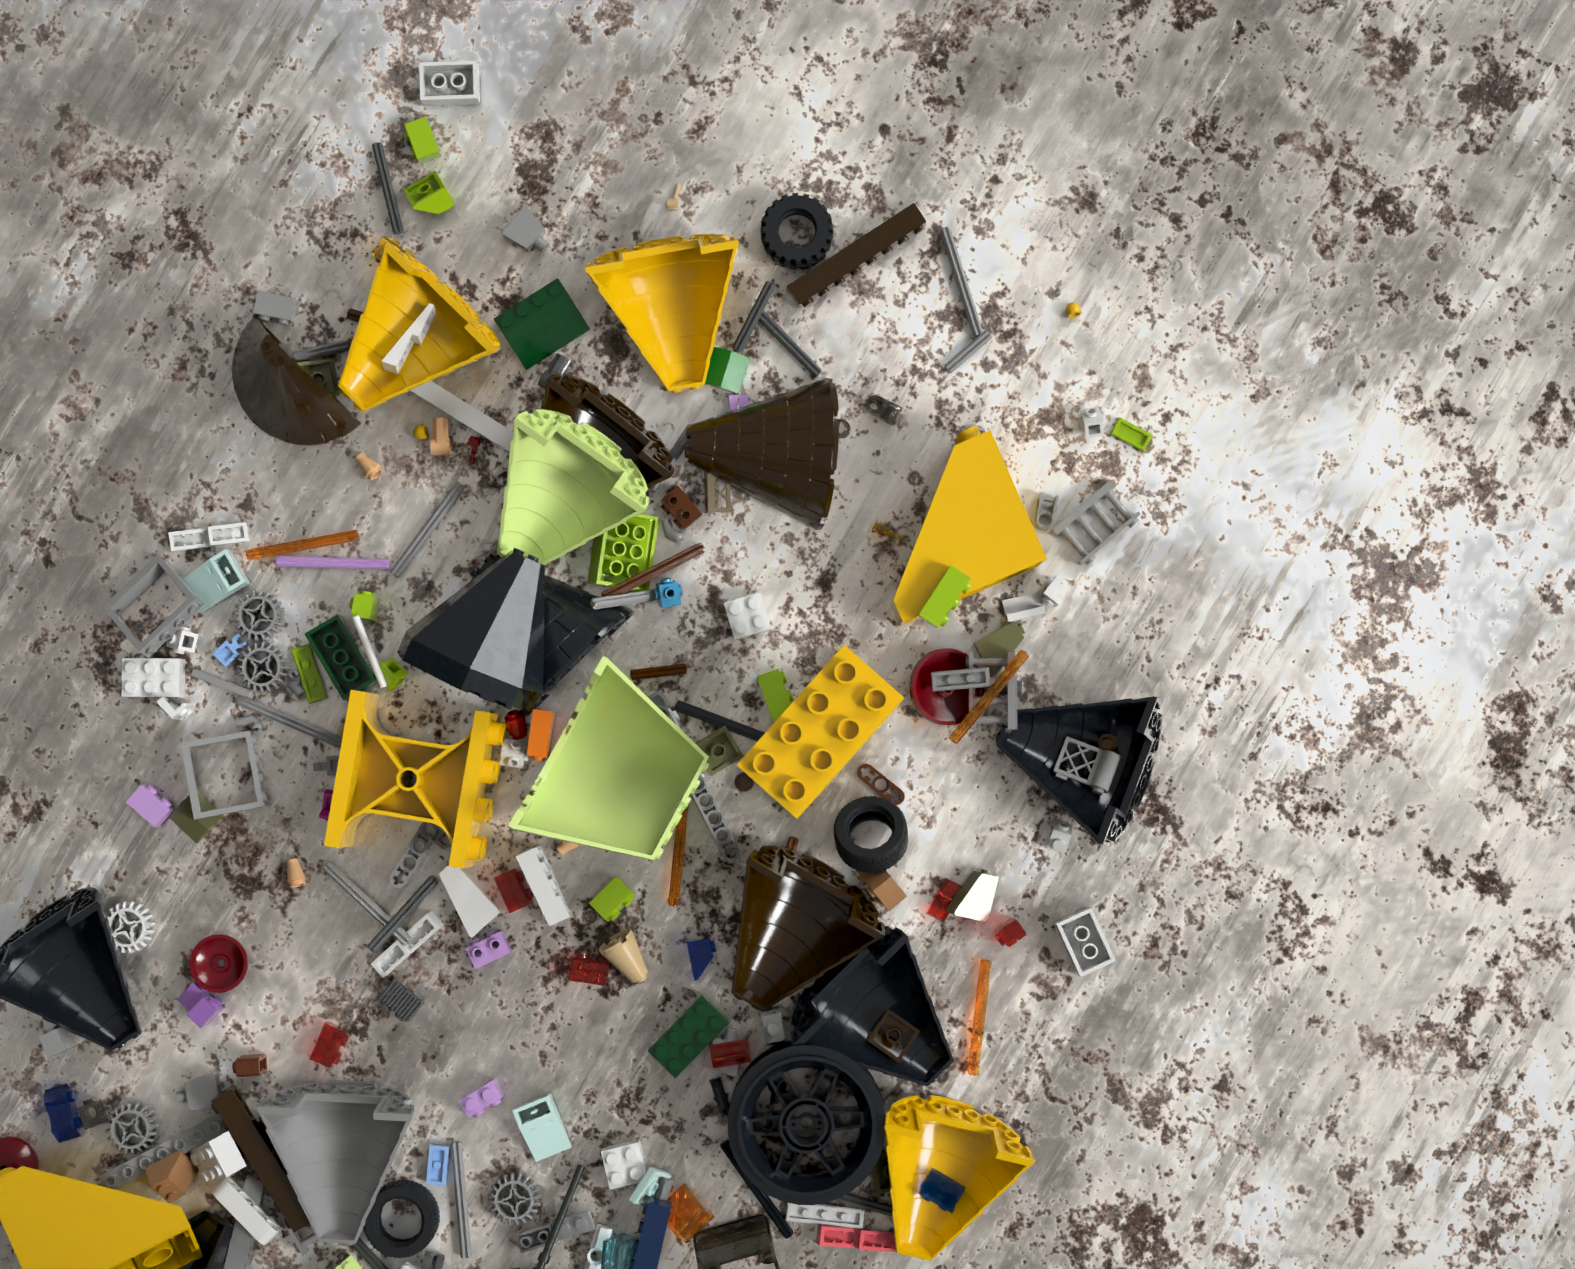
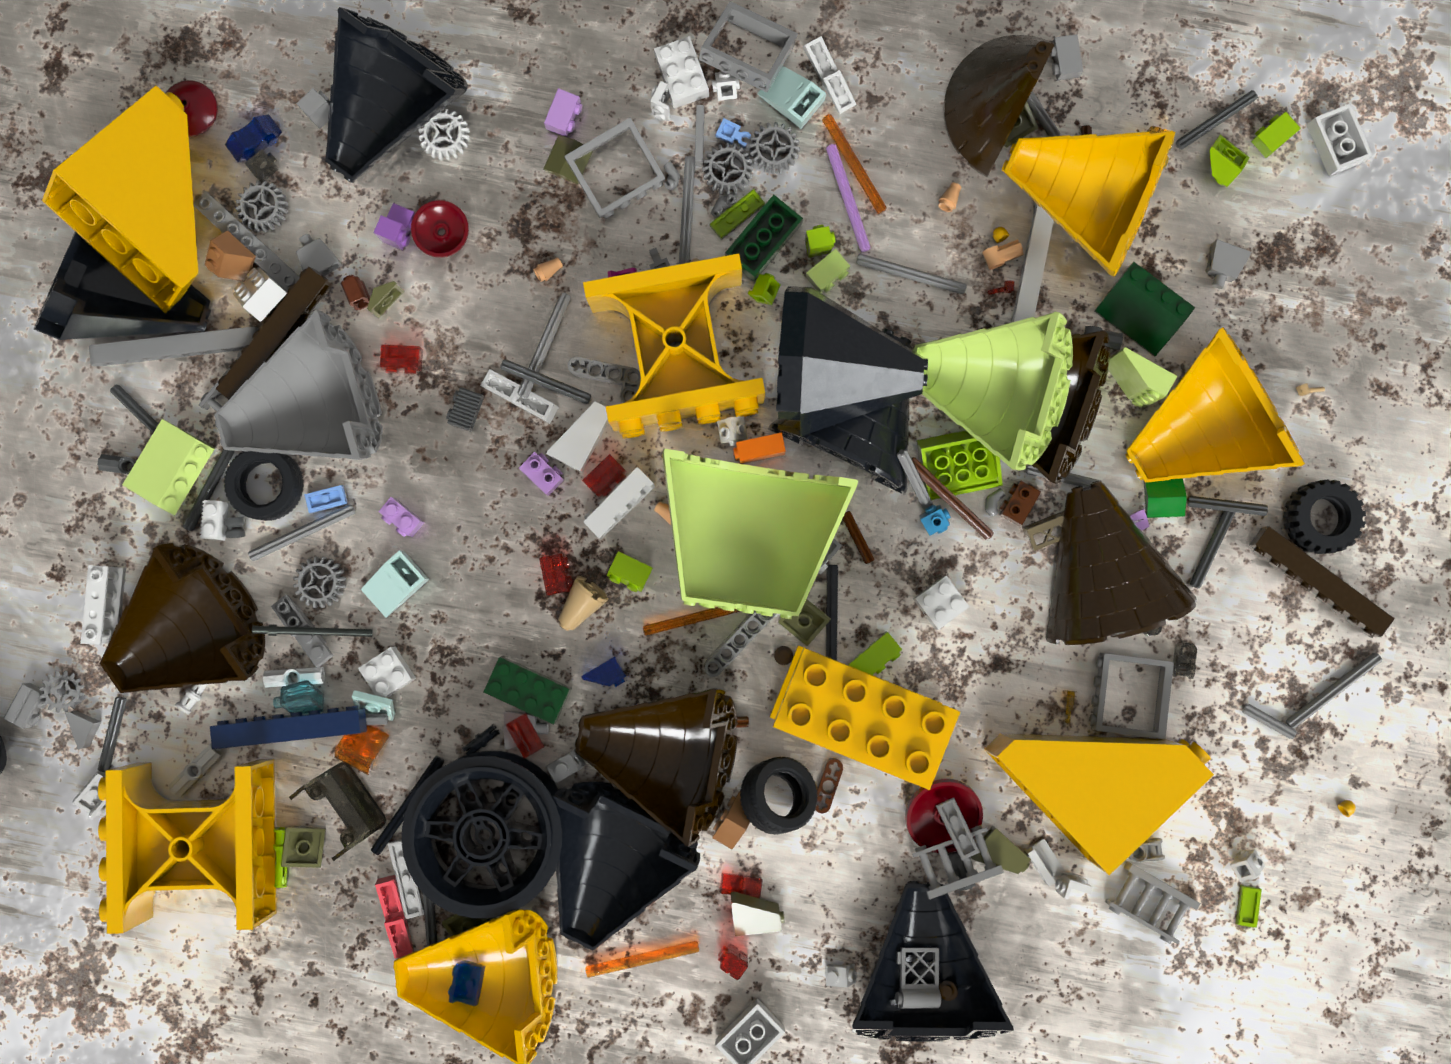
camera: 70 degrees right, 0 degrees up
(247, 1212) = (219, 339): white beam -> none
(265, 1041) = (383, 297): none -> olive slope
(369, 651) = (779, 260): white bar -> none
(396, 607) = (828, 271): none -> yellowish green brick
(415, 334) = (1092, 194): white slope -> none
(516, 724) = (760, 422): red brick -> none
(604, 356) = (1140, 378): none -> yellowish green slope
(893, 1036) = (595, 884): dark brown slope -> none
(911, 442) = (1162, 700): none -> light grey window
(945, 597) = (1036, 790): lime brick -> none
(989, 696) = (951, 862): clear orange axle -> none

